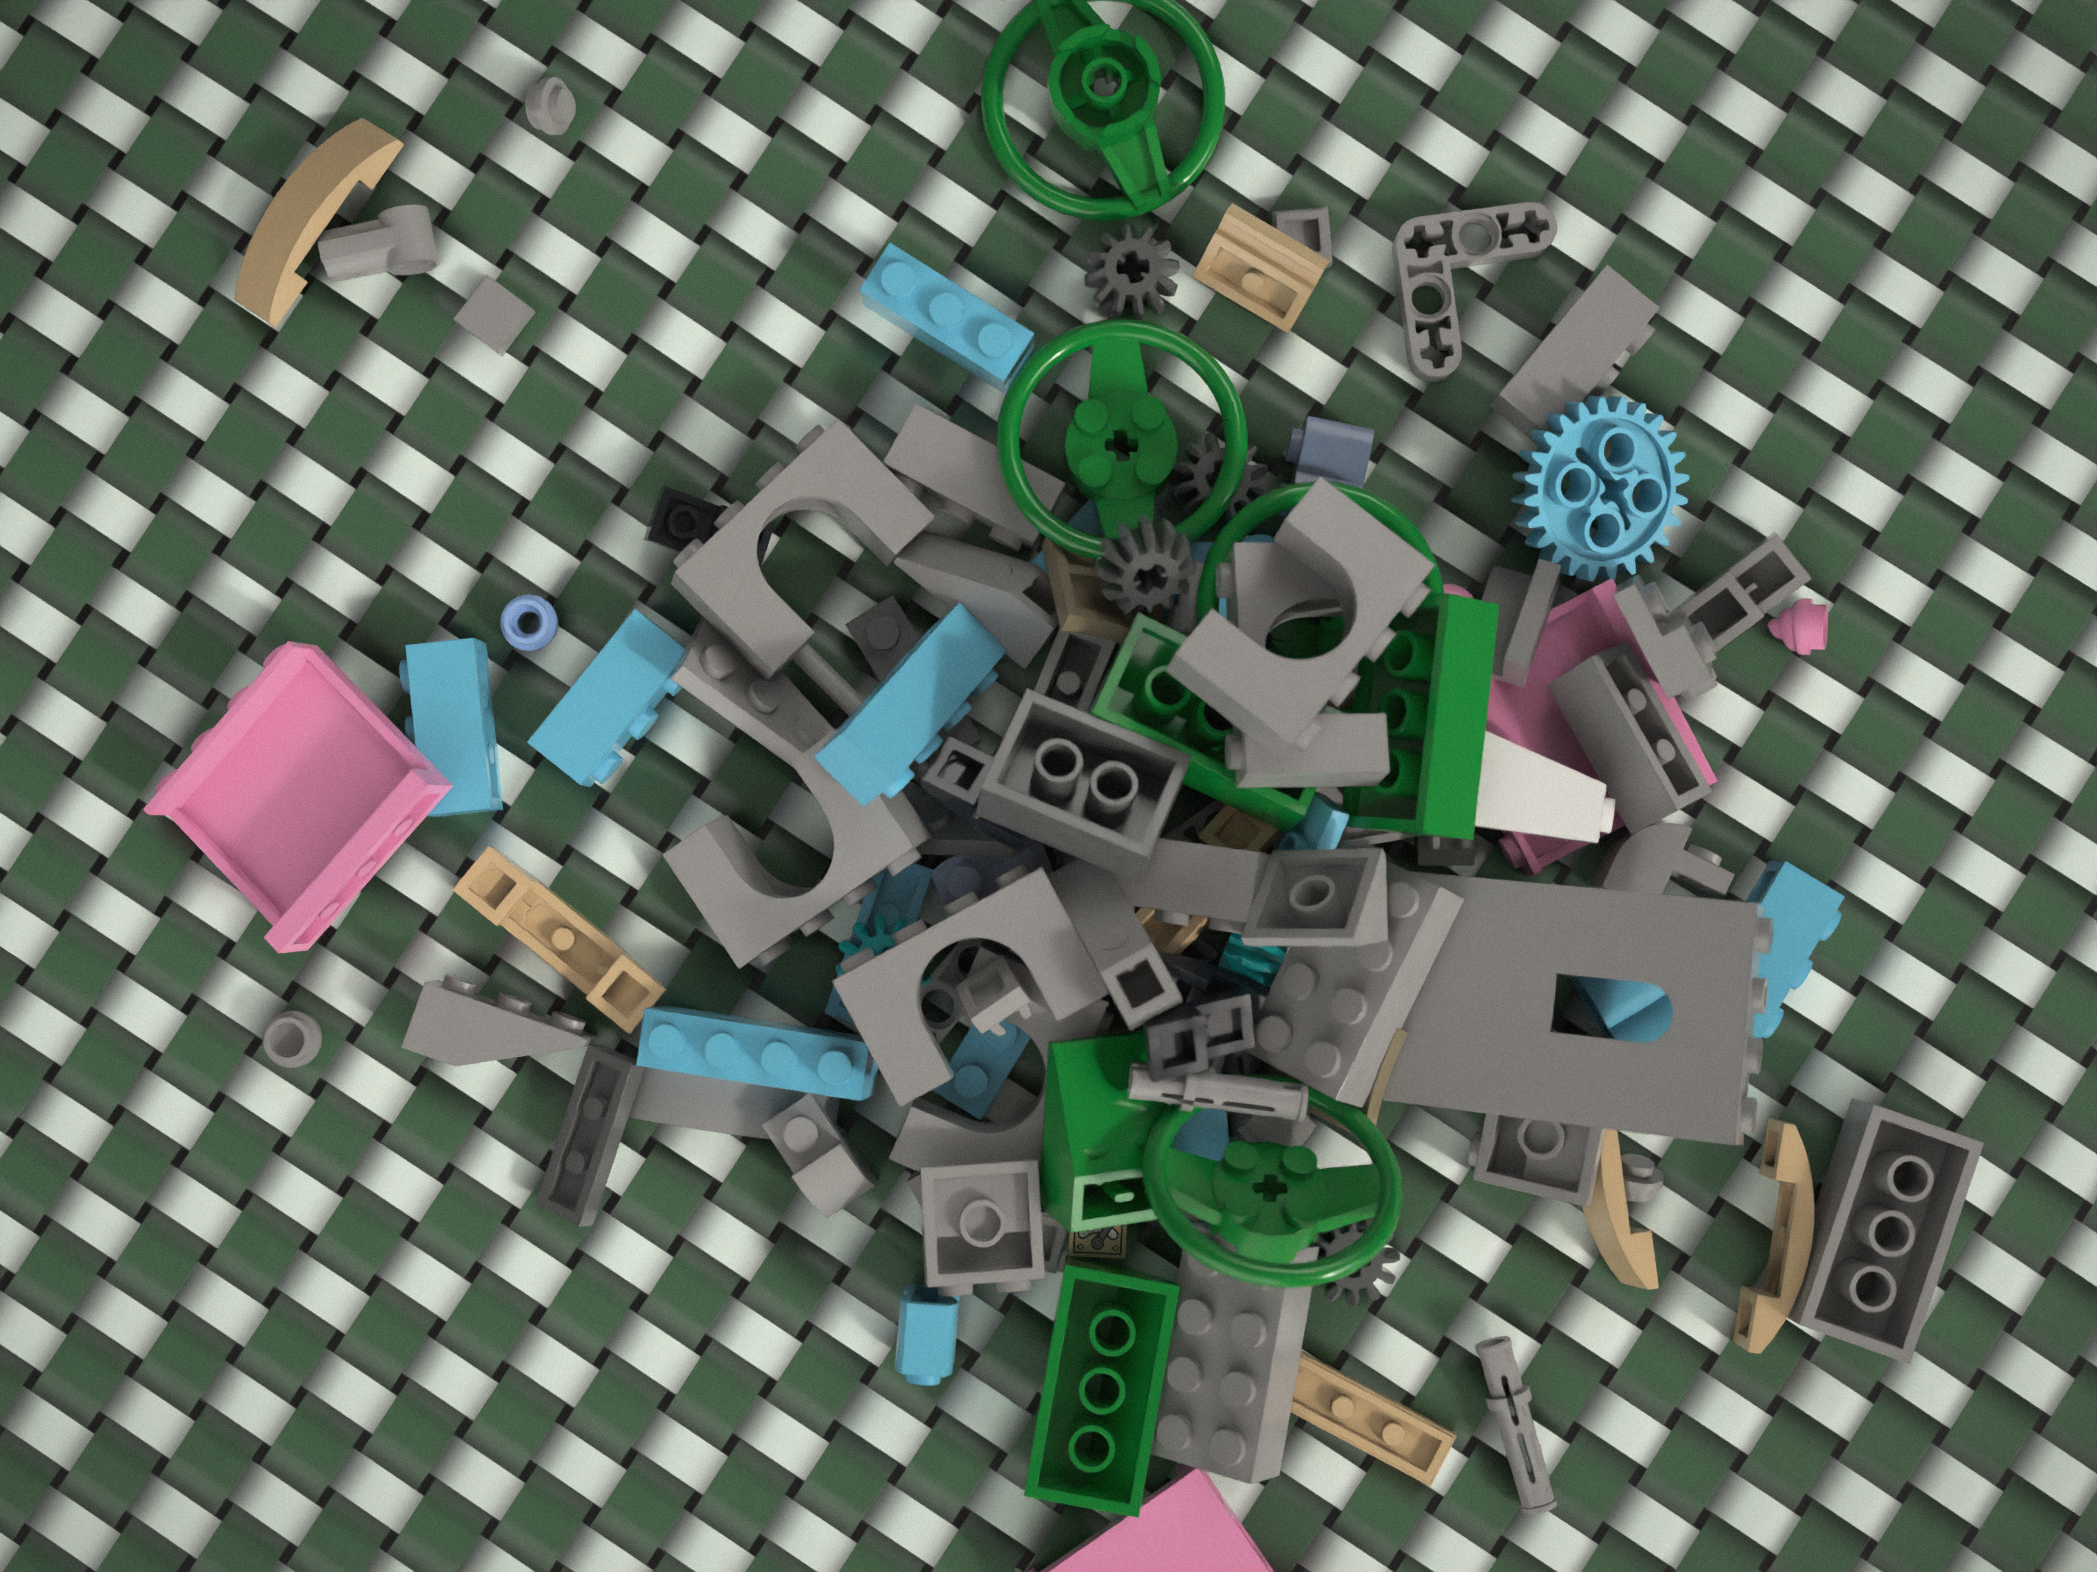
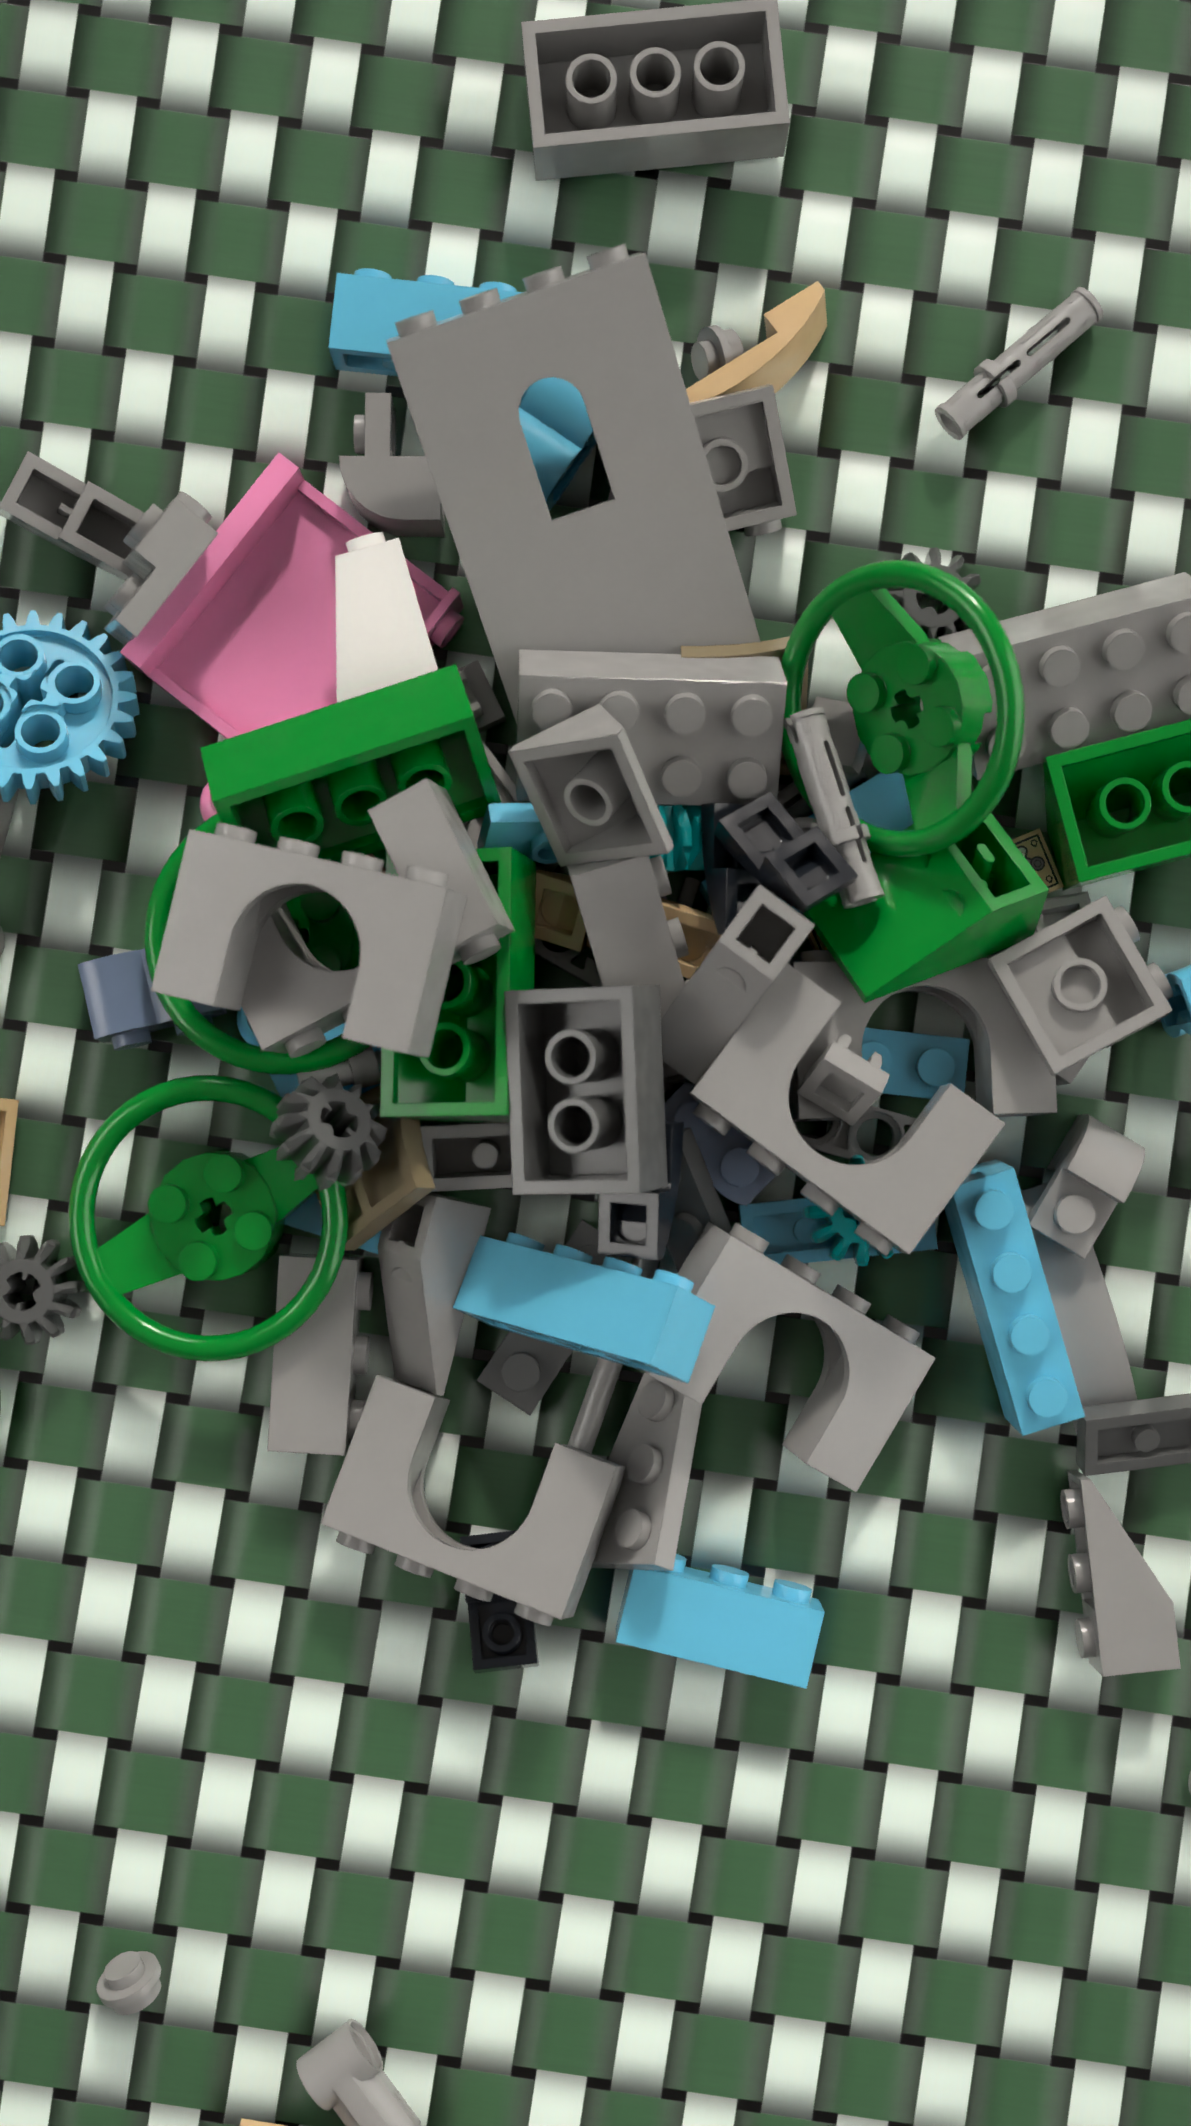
camera: 110 degrees left, 0 degrees up
(300, 793) = (968, 1900): bright pink panel -> none
(454, 721) = (826, 1773): medium azure brick -> none
(494, 315) = (377, 1934): light grey tile -> none
(514, 614) = (684, 1763): light blue plate -> none
(560, 937) = (986, 1556): tan slope -> none
(947, 318) = (163, 1459): medium azure brick -> none
(1202, 470) = (200, 1121): dark grey gear -> none
(1370, 1420) = (1082, 509): tan tile -> none
(1522, 616) = (189, 725): light grey panel -> none
(1629, 737) = (276, 559): light grey brick -> none
(1765, 1310) = (787, 167): tan slope -> none
(1802, 626) = (81, 442): bright pink plate -> none

